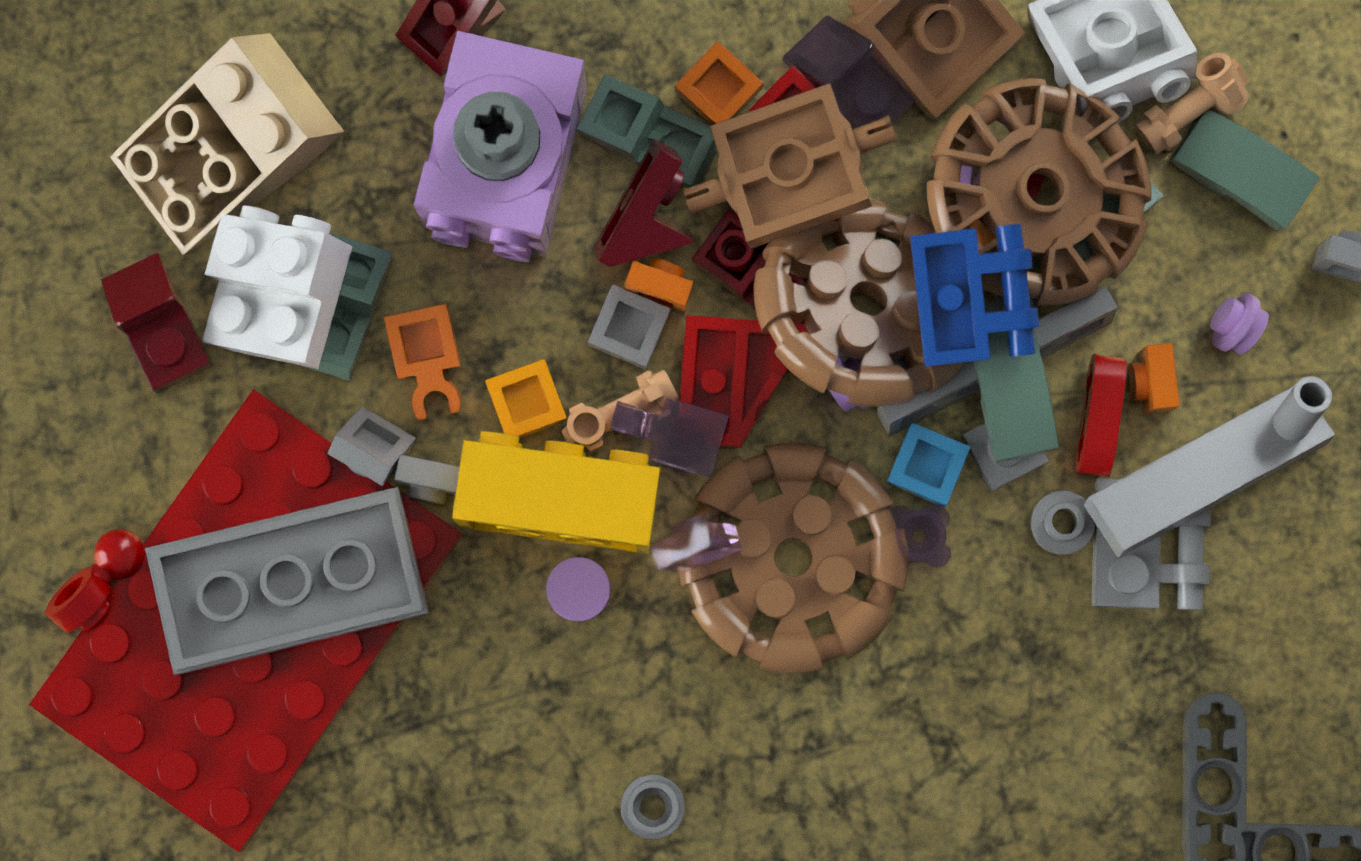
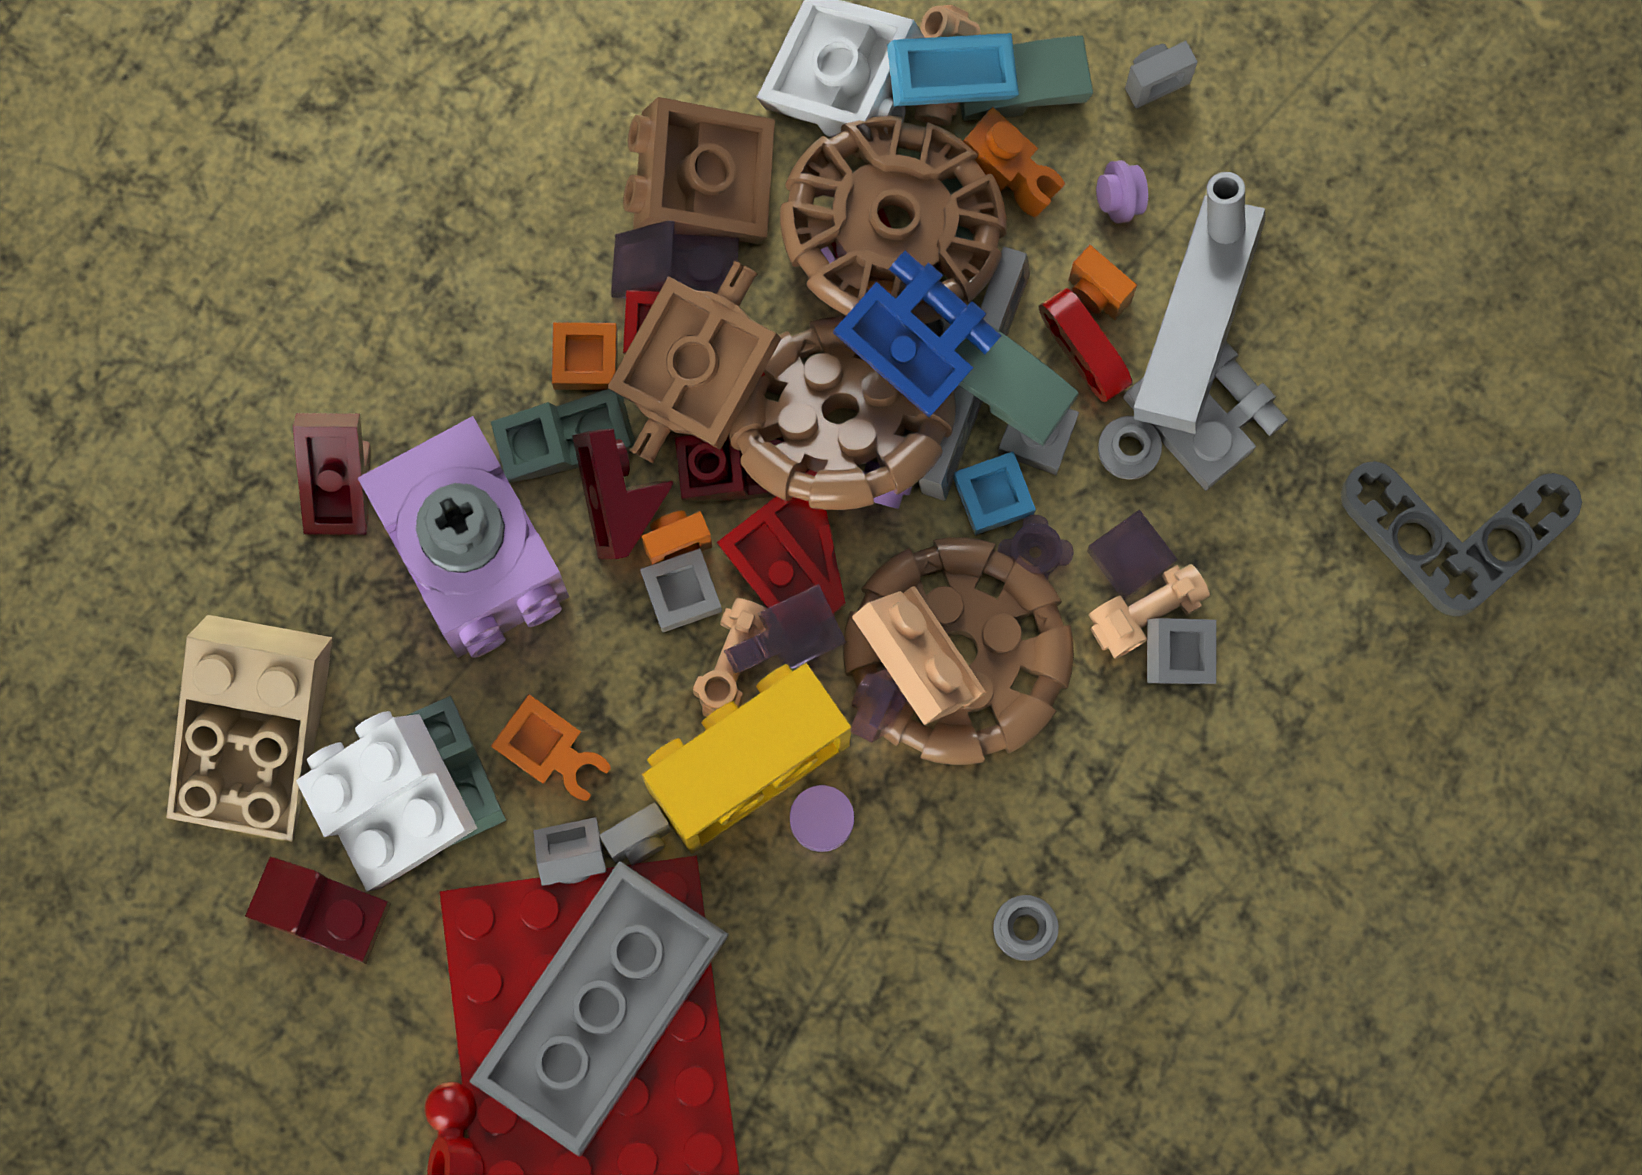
camera: 40 degrees left, 5 degrees down
(526, 400) = (653, 712): light orange plate -> none
(753, 536) = (918, 654): none -> light nougat plate
(929, 649) = (1119, 625): none -> light nougat bar
(957, 710) = (1181, 651): none -> light grey plate
(989, 604) = (1132, 555): none -> plate
(1172, 220) = (1007, 156): none -> orange plate
(1192, 115) = (952, 69): none -> medium azure tile

